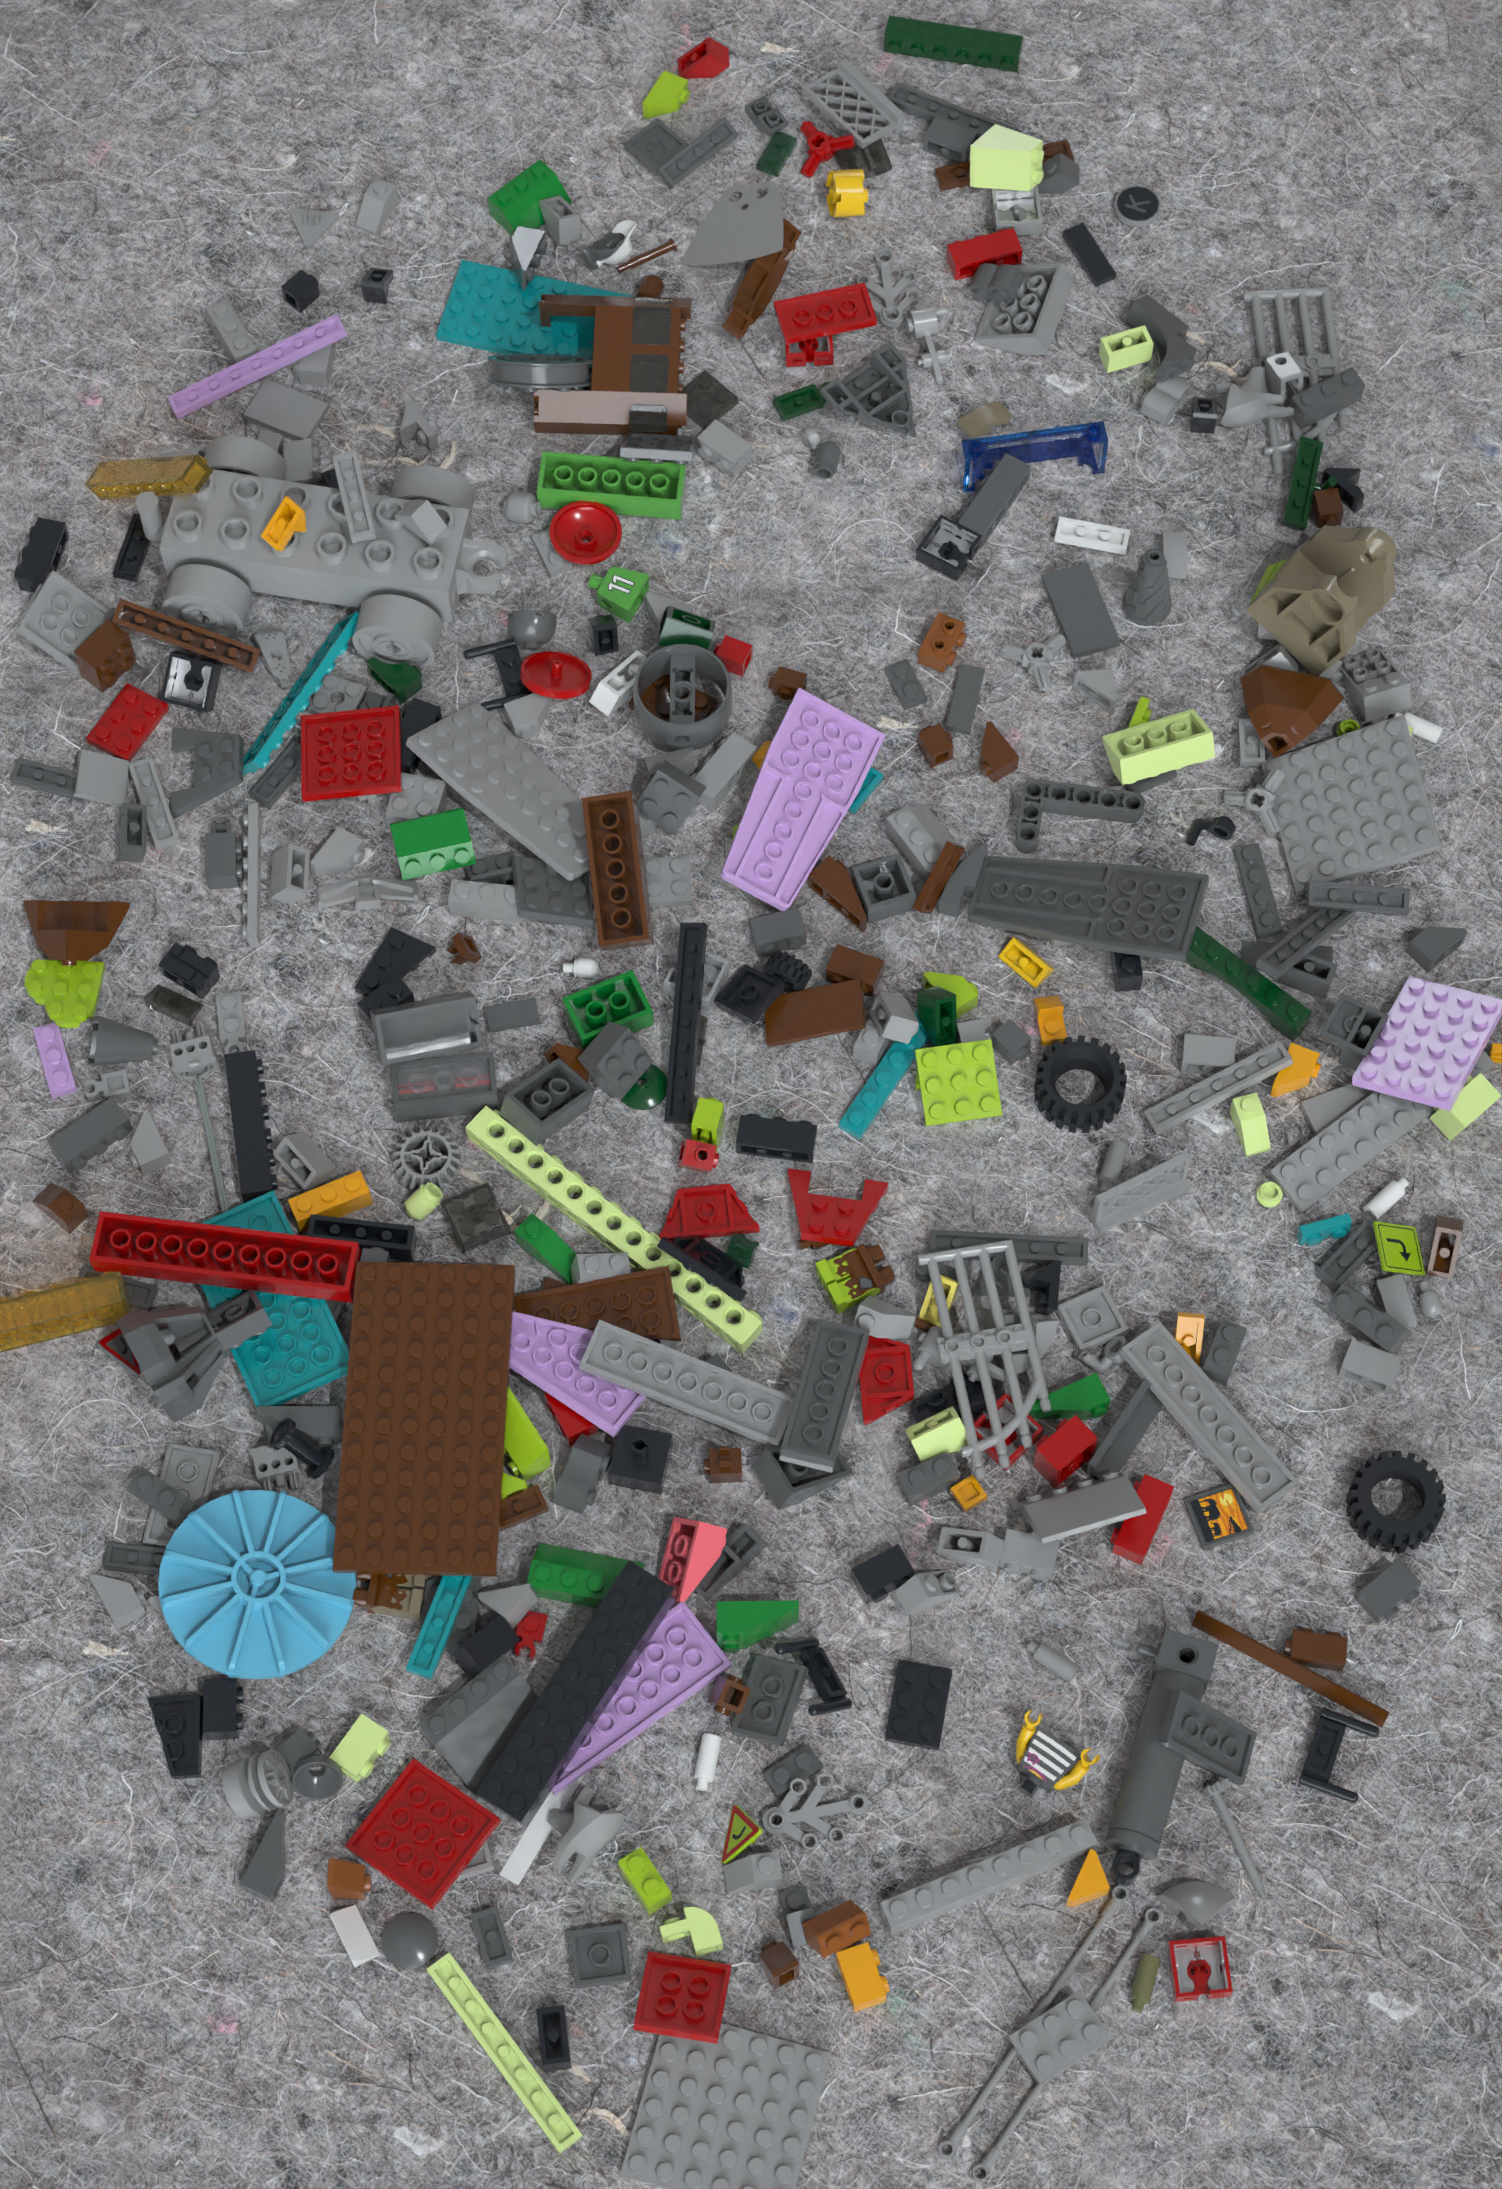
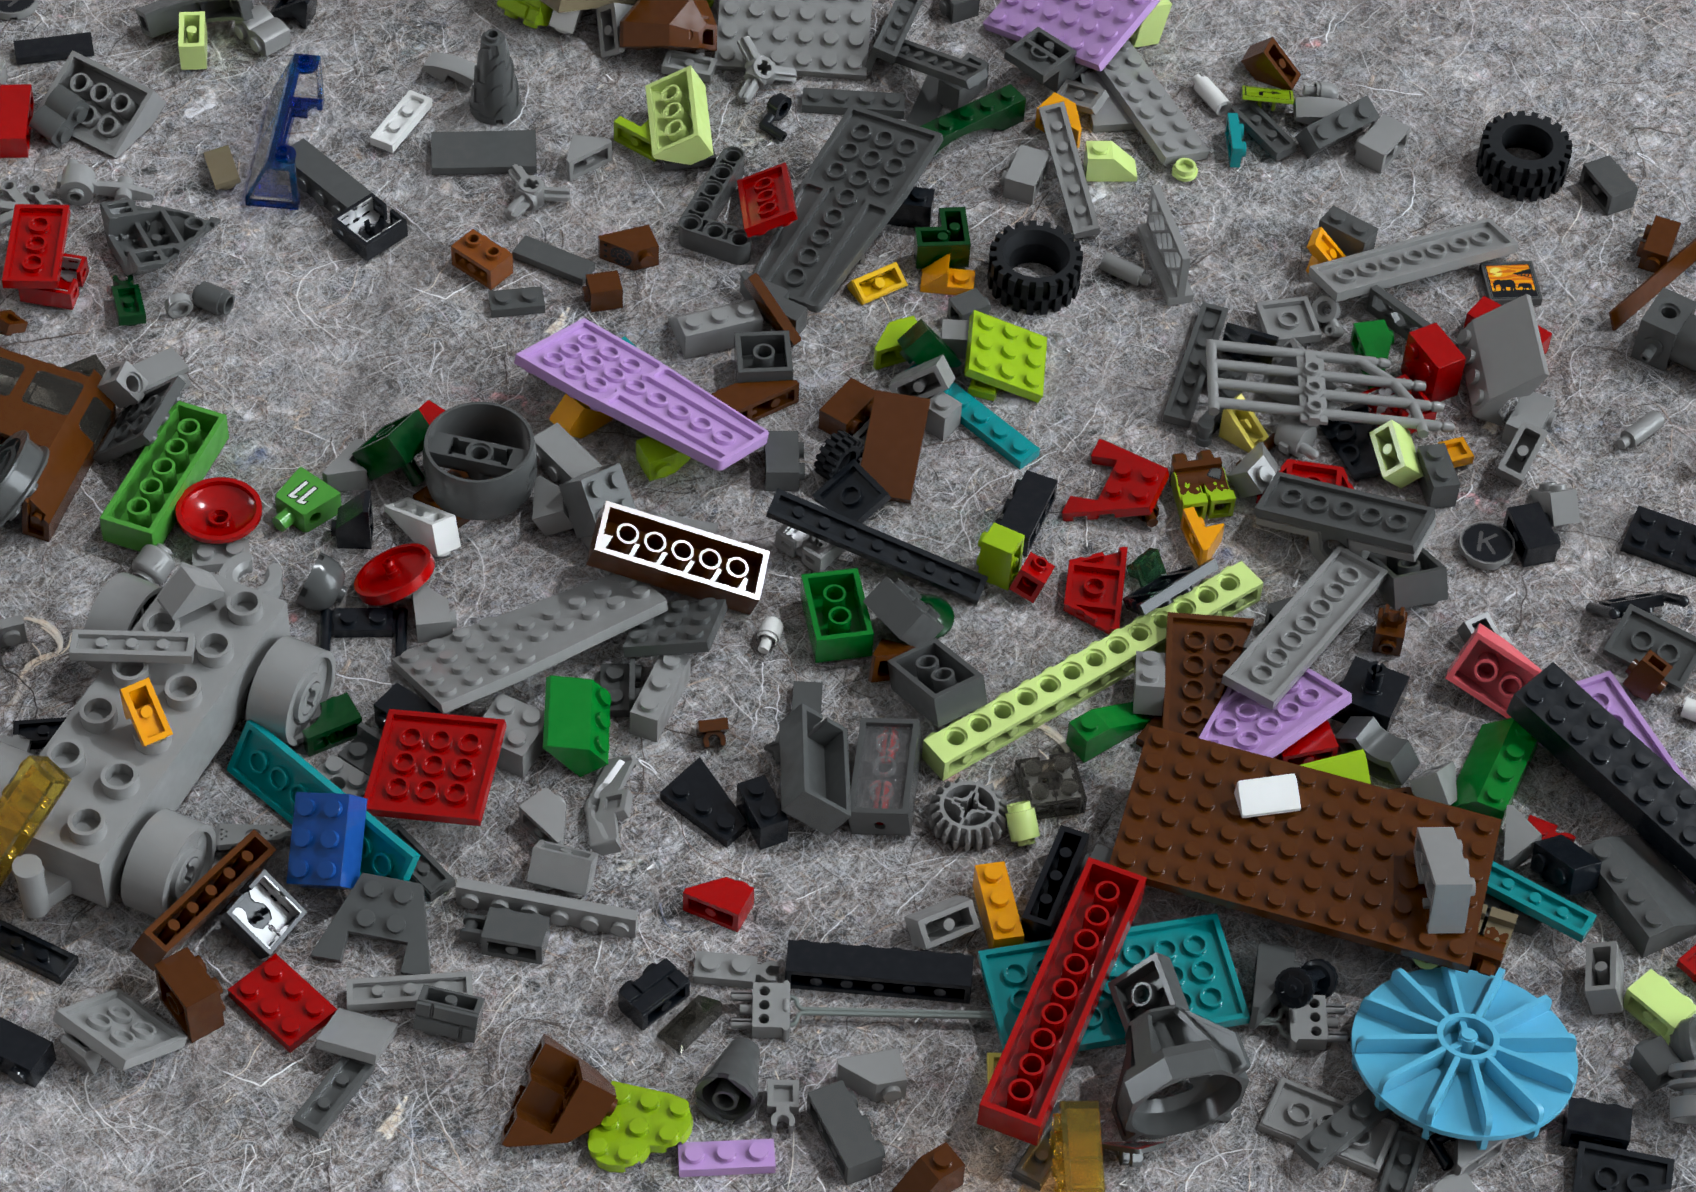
camera: 80 degrees left, 15 degrees down
(259, 700) = (326, 840): none -> blue brick
(290, 998) = (720, 902): none -> red slope
(373, 1694) = (1604, 977): none -> light grey brick
(400, 1523) = (1445, 877): none -> light grey wedge
(453, 1371) = (1267, 795): none -> white slope
(550, 1527) = (1437, 784): none -> light grey slope
(686, 412) = (123, 384): none -> light grey brick
(749, 1622) = (1576, 637): green slope -> none
(786, 1290) = (1201, 539): none -> light orange slope
(787, 682) = (485, 385): reddish brown brick -> none
(862, 1537) = (1486, 545): none -> tile
(1081, 842) = (767, 200): none -> red plate
(1088, 1007) = (948, 237): none -> dark green brick
(1329, 1080) = (1087, 97): none -> light grey plate

